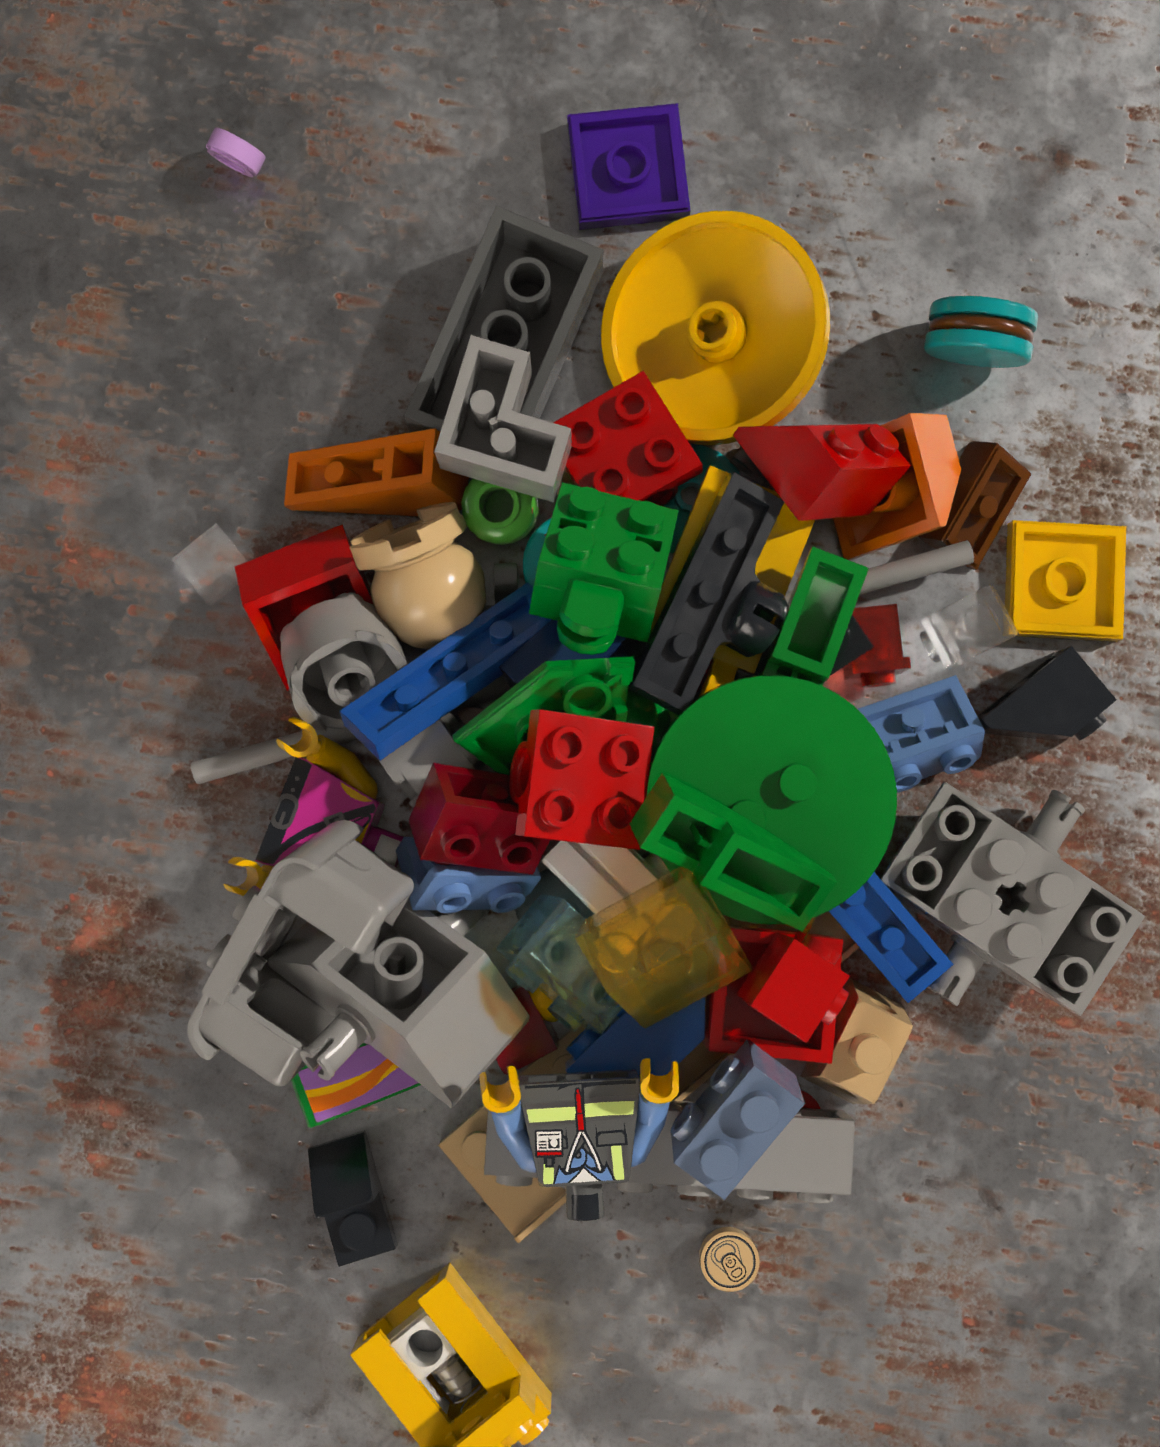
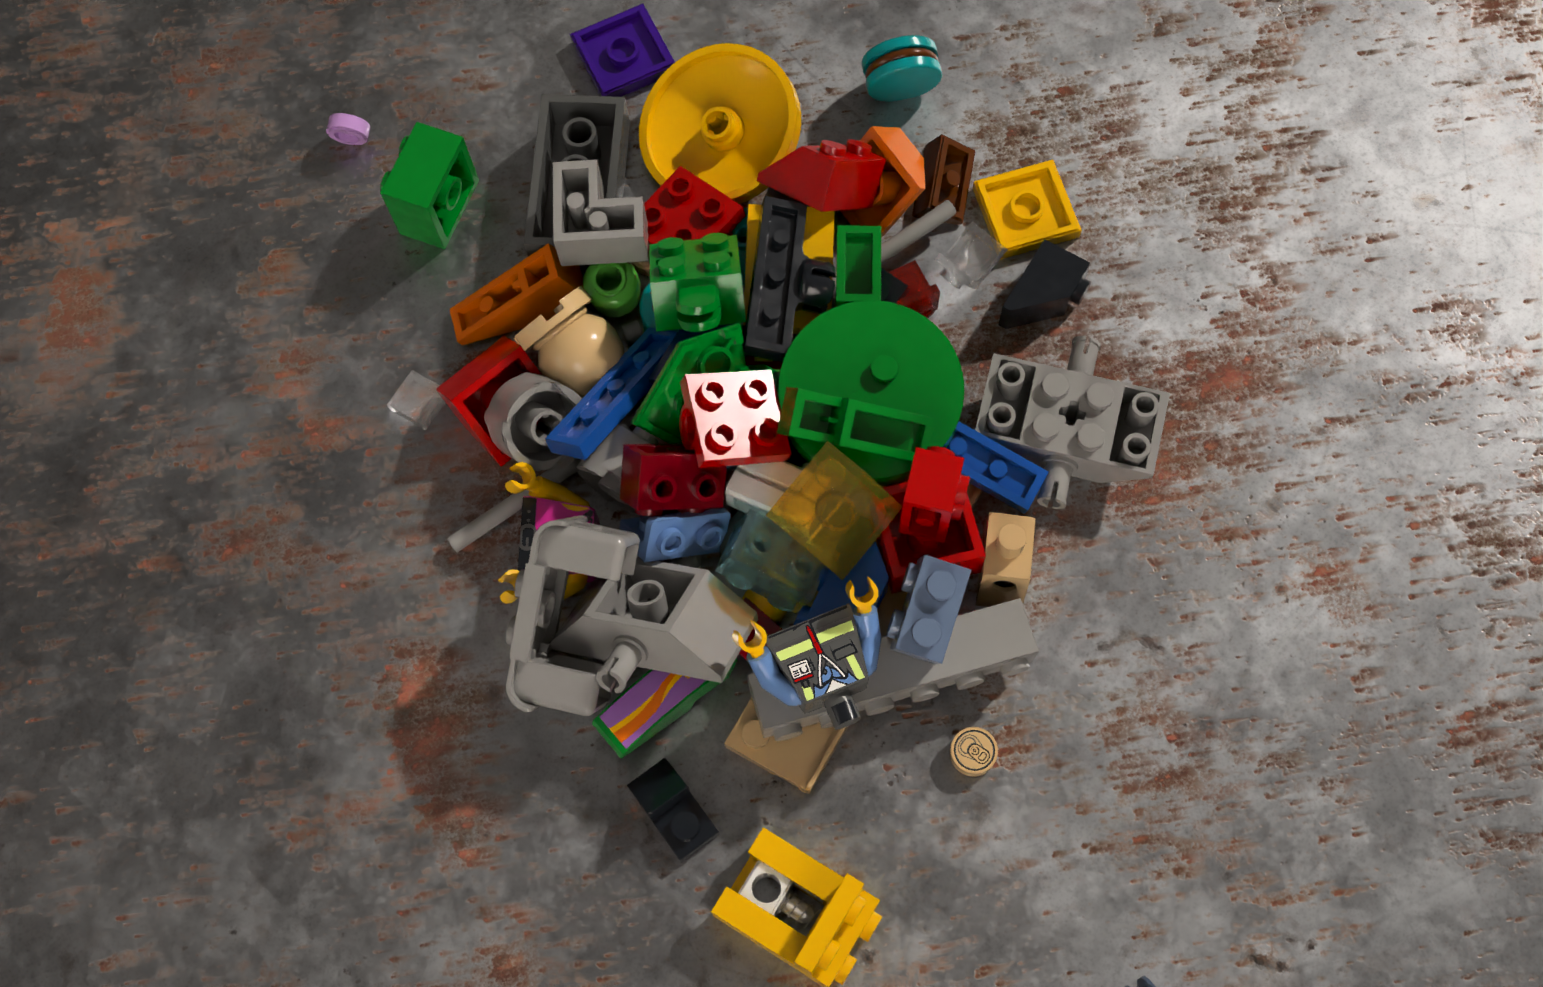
camera: 10 degrees left, 15 degrees down
(311, 279) = (429, 185): none -> green brick
(927, 731) = (976, 332): medium blue bracket -> none

